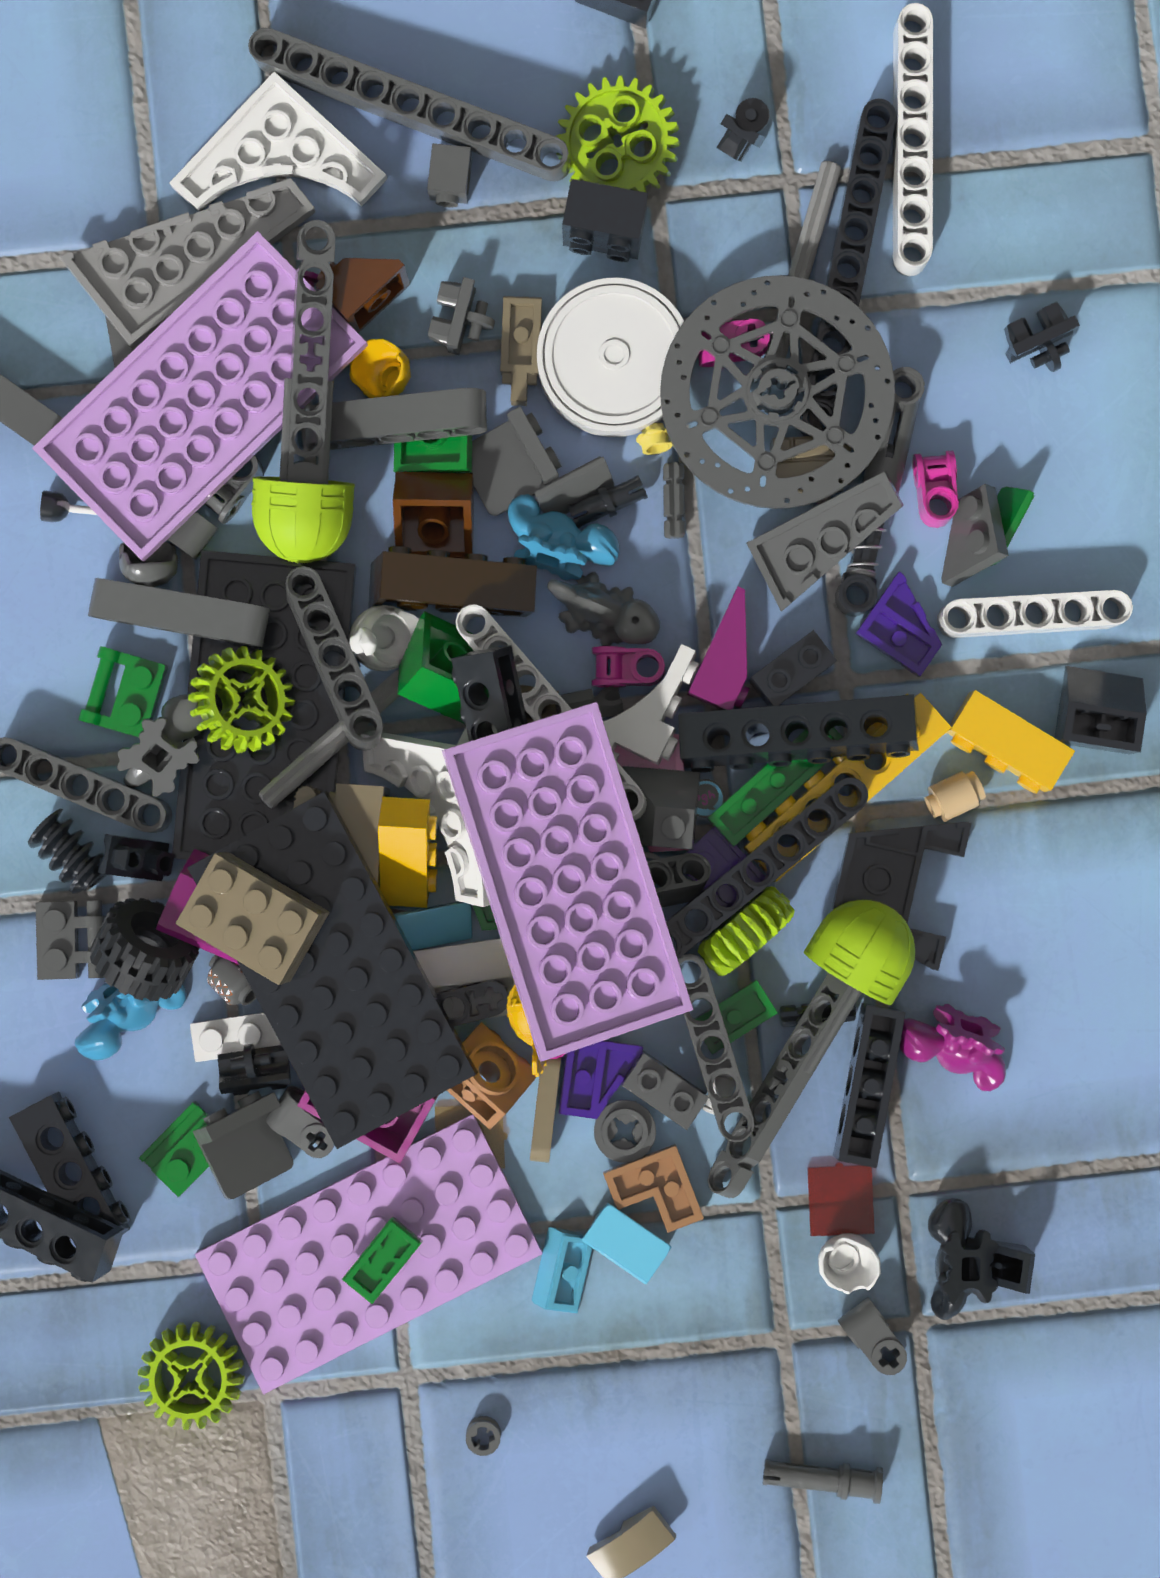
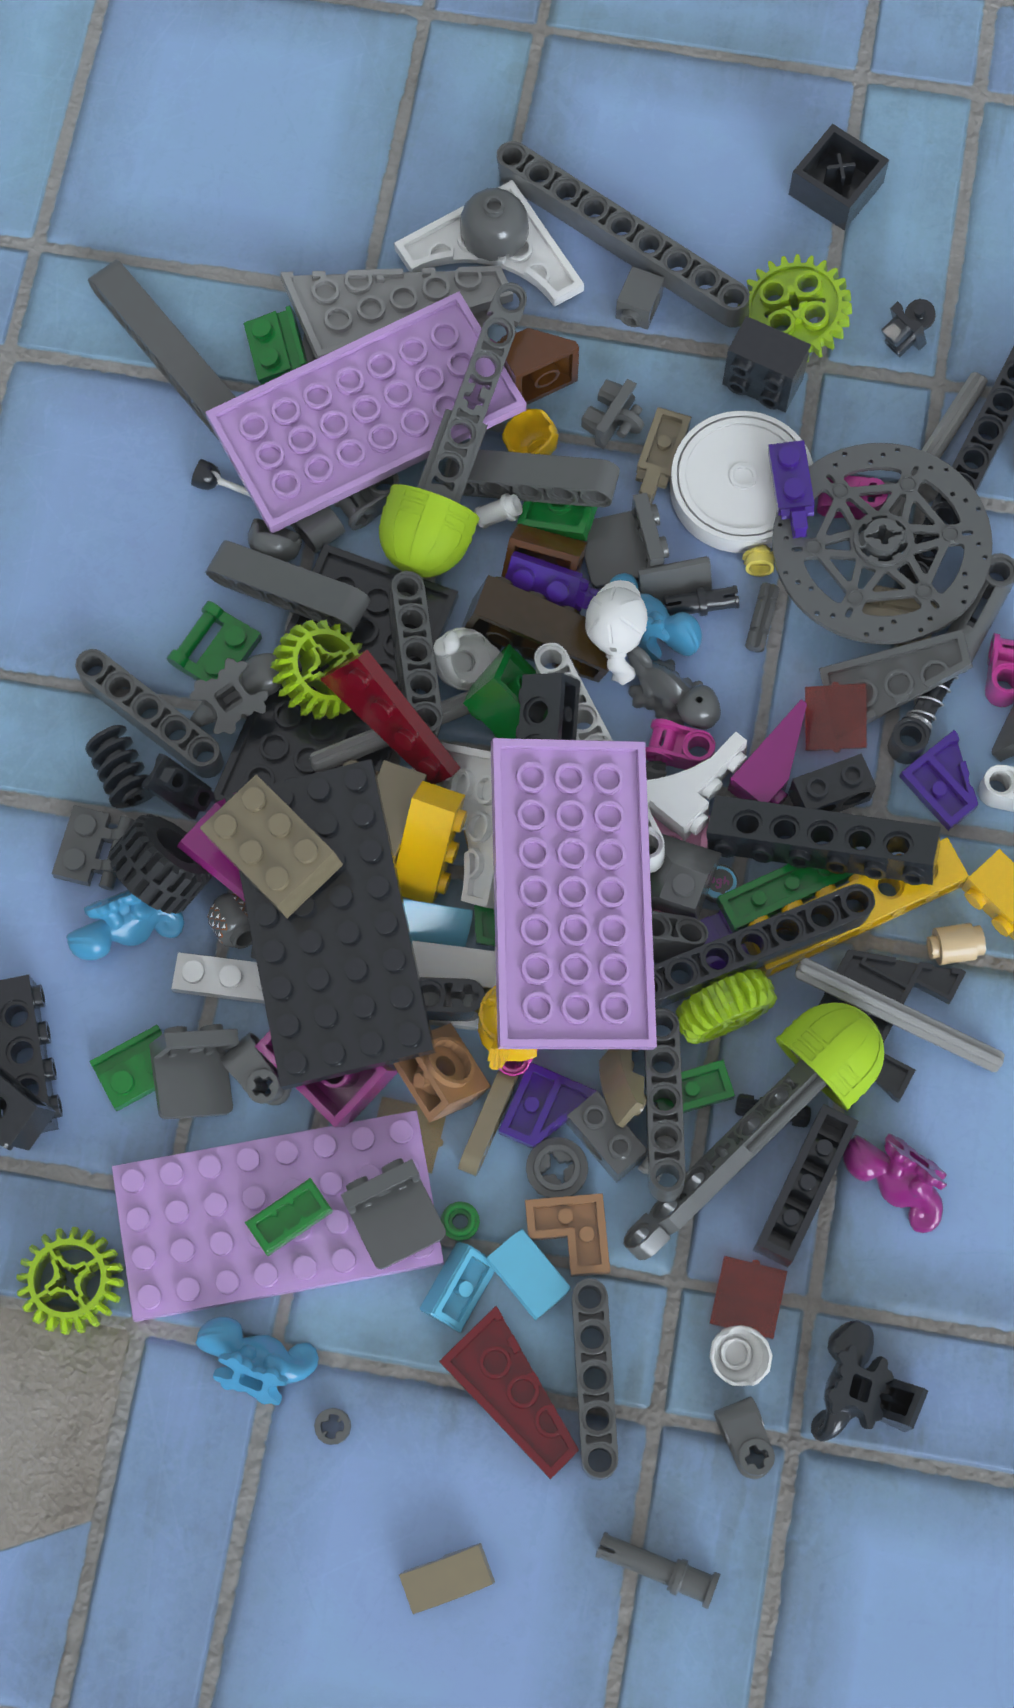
camera: 15 degrees right, 15 degrees down
(80, 338) = (275, 344): none -> green plate
(253, 1069) = (224, 1006): black hips -> none
(270, 134) = (494, 224): none -> dark grey cylinder
(321, 732) = (383, 707): none -> dark red wing
(378, 458) = (505, 508): none -> white pin
(393, 1399) = (254, 1362): none -> dark azure animal
(451, 533) = (553, 581): none -> dark purple hinge
(482, 1229) = (393, 1213): none -> dark grey bracket
(530, 564) = (616, 625): none -> white piece
(537, 1217) = (464, 1209): none -> green plate
(636, 1354) = (506, 1387): none -> dark red wing
(668, 354) = (792, 484): none -> dark purple hinge
(670, 1049) = (621, 1086): none -> dark tan slope
(717, 1342) = (600, 1359): none -> dark grey beam
(777, 591) = (836, 717): none -> clear red piece
(916, 889) = (899, 1015): none -> light grey axle

